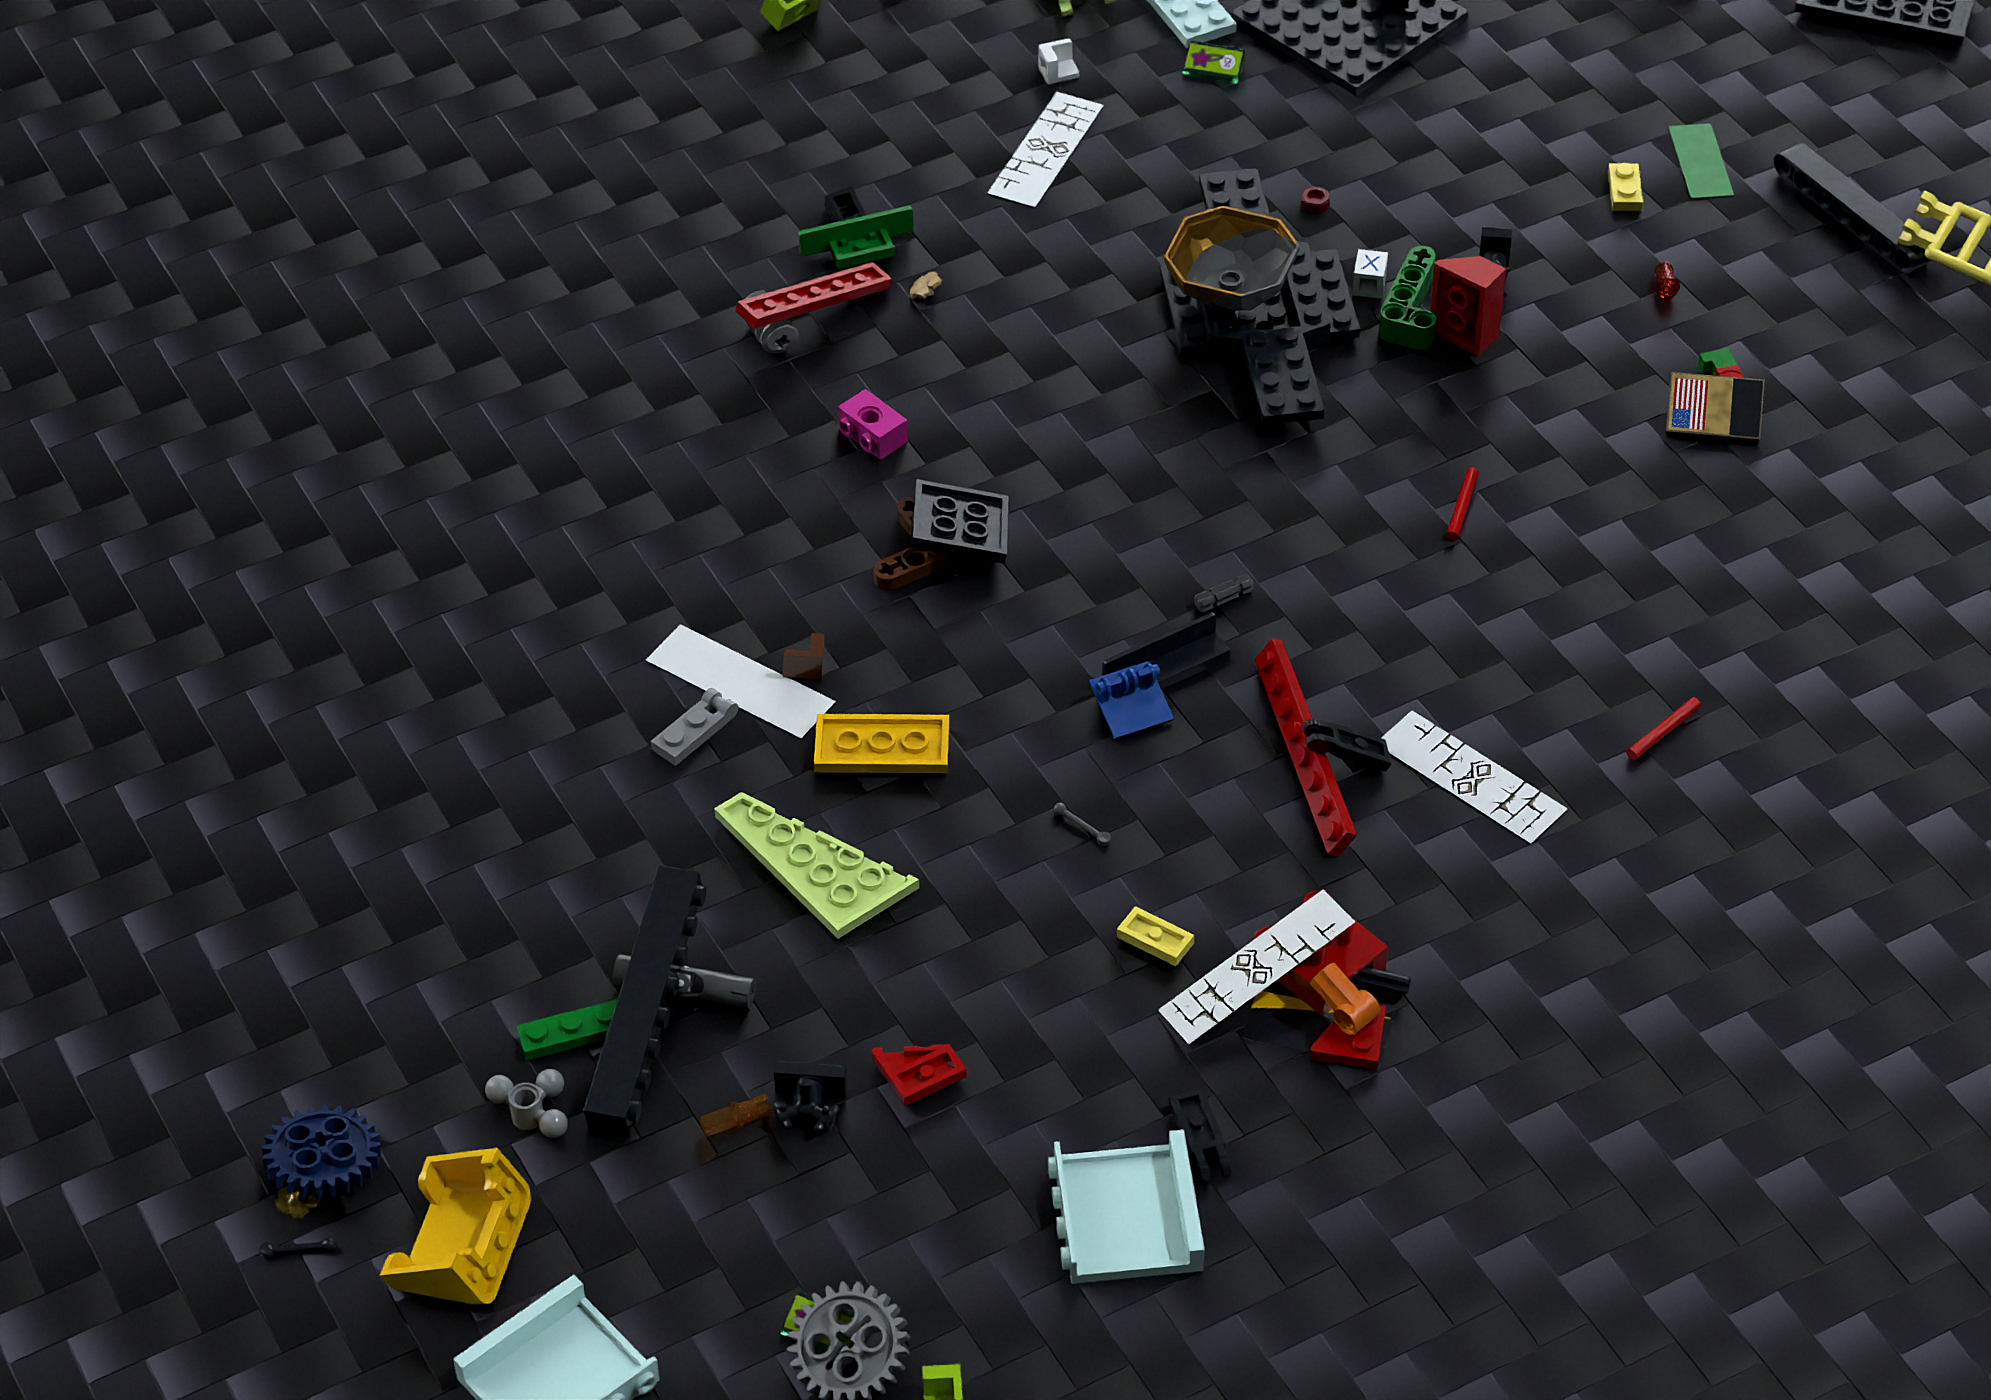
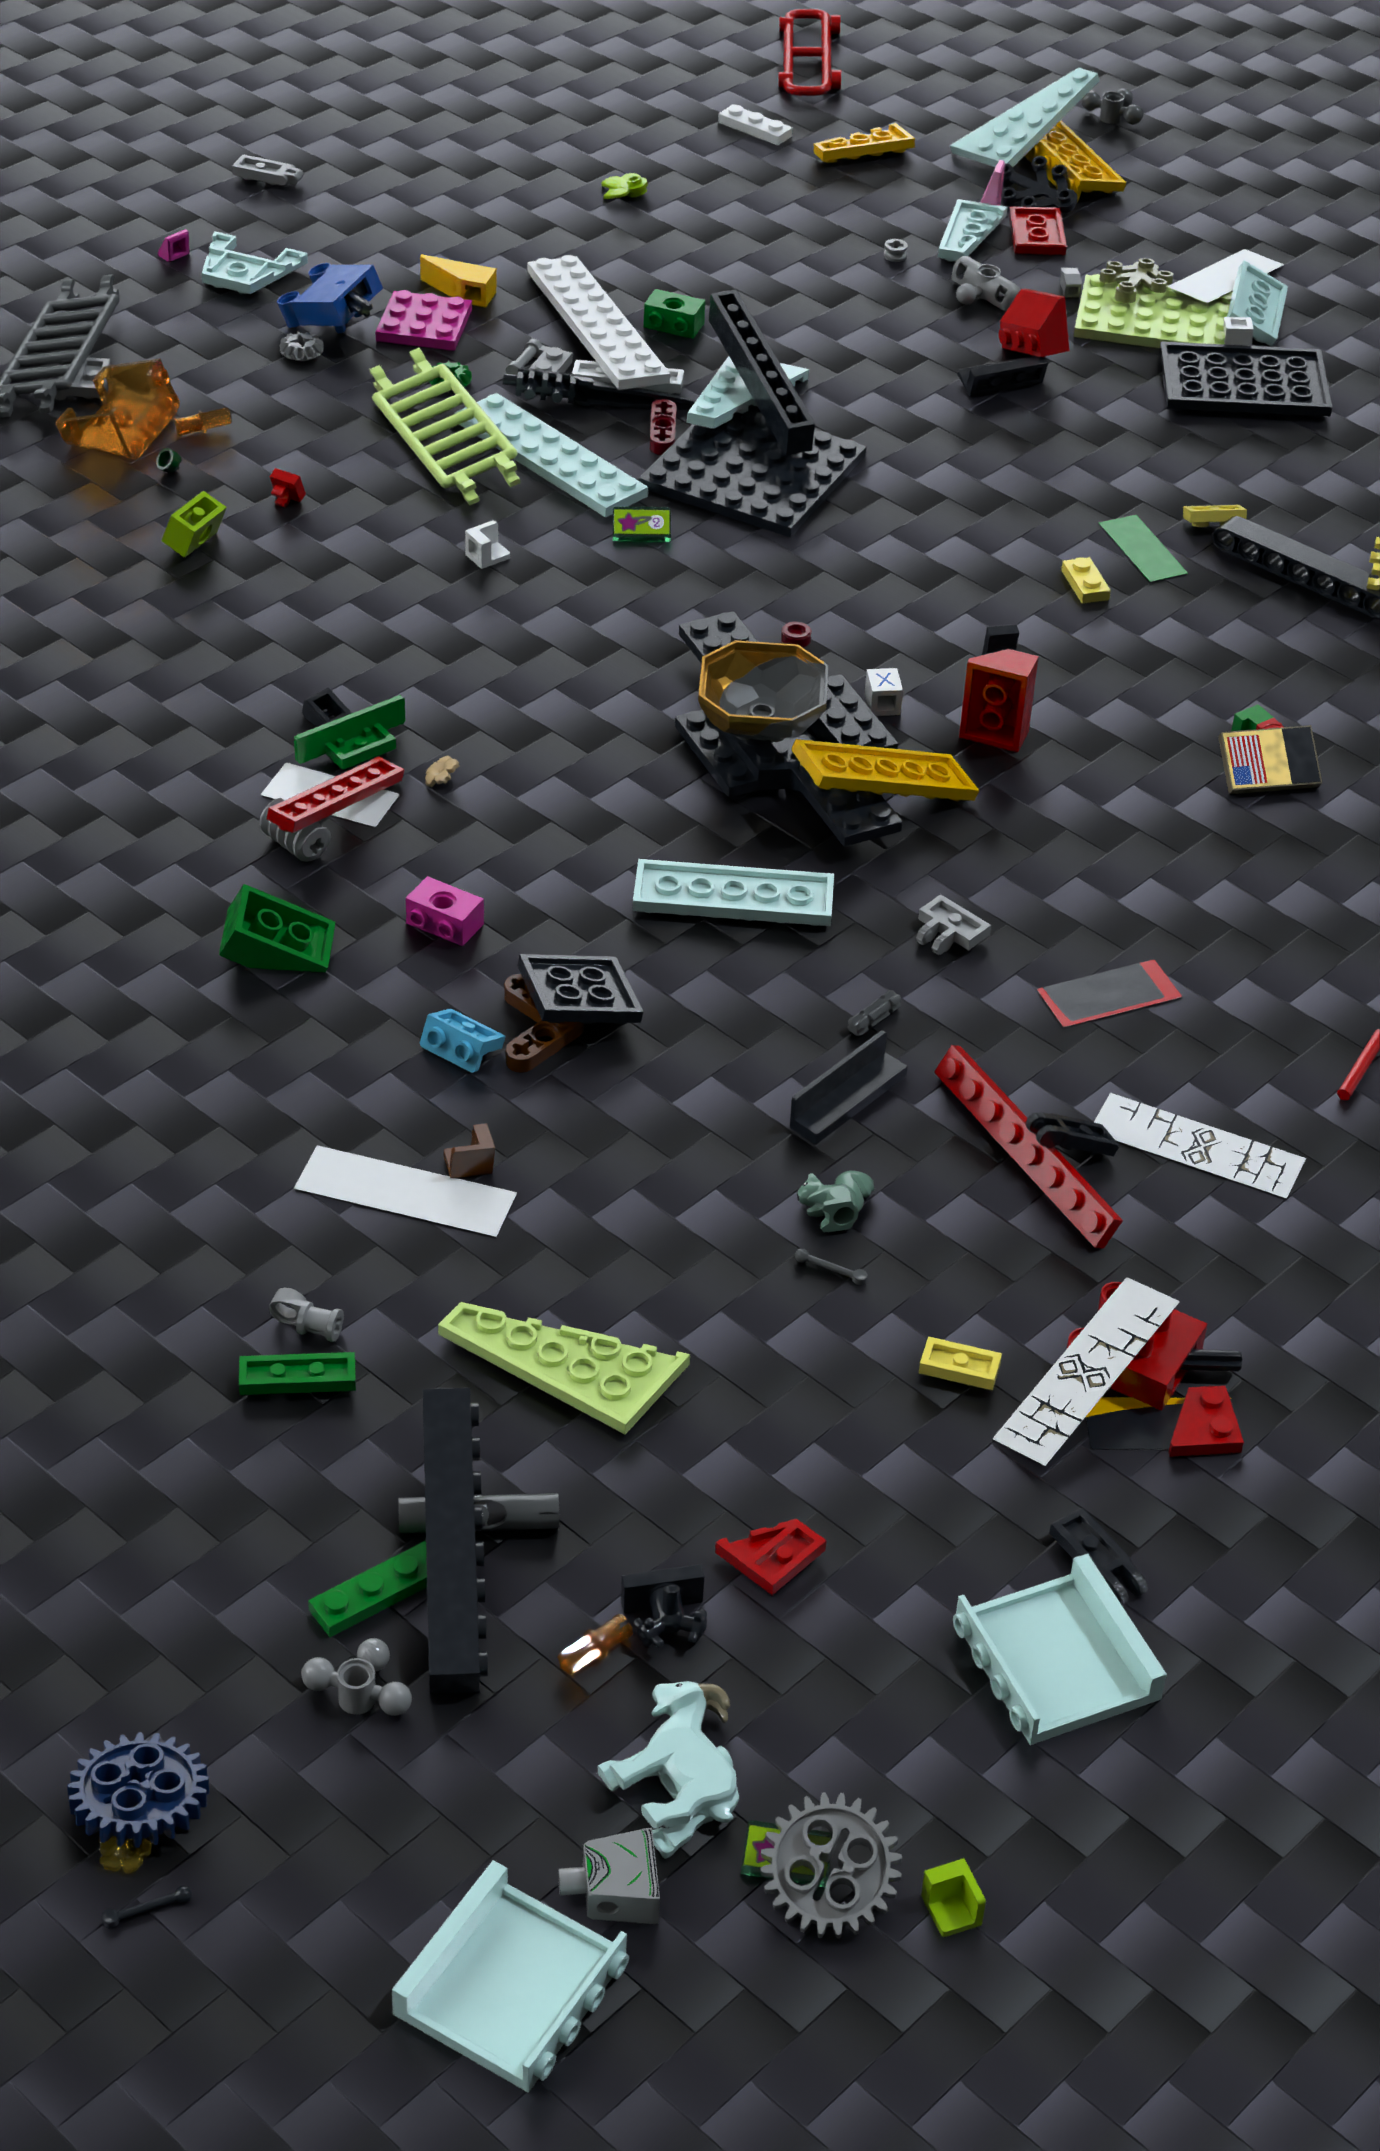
camera: 20 degrees left, 5 degrees down
(467, 1229) = (338, 1838): yellow windscreen -> none
(582, 827) = (297, 1373): none -> green plate
(608, 780) = (305, 1315): none -> light grey connector
(674, 1312) = (617, 1878): none -> light grey torso
(694, 727) = (377, 1246): light grey plate -> none
(716, 420) = (275, 934): none -> green slope
(768, 1232) = (686, 1763): none -> light aqua animal
(798, 270) = (297, 779): none -> white sticker
(839, 548) = (459, 1038): none -> medium azure bracket
(881, 743) = (588, 1224): yellow plate -> none
(1045, 149) = (505, 628): white sticker -> none
(1109, 765) = (837, 1201): none -> sand green animal
(1131, 699) = (831, 1131): blue hinge -> none
(1143, 452) = (733, 892): none -> light aqua plate
(1326, 356) = (884, 770): none -> yellow plate
(1335, 520) = (953, 923): none -> light grey hinge
(1350, 1006) = (1203, 1391): orange piece -> none
(1400, 315) = (930, 727): green beam -> none
(1455, 613) = (1109, 993): none -> sticker
(1462, 504) = (1069, 889): red bar -> none
(1667, 284) = (1169, 659): clear red pin -> none
(1774, 135) = (1202, 515): none -> light yellow plate

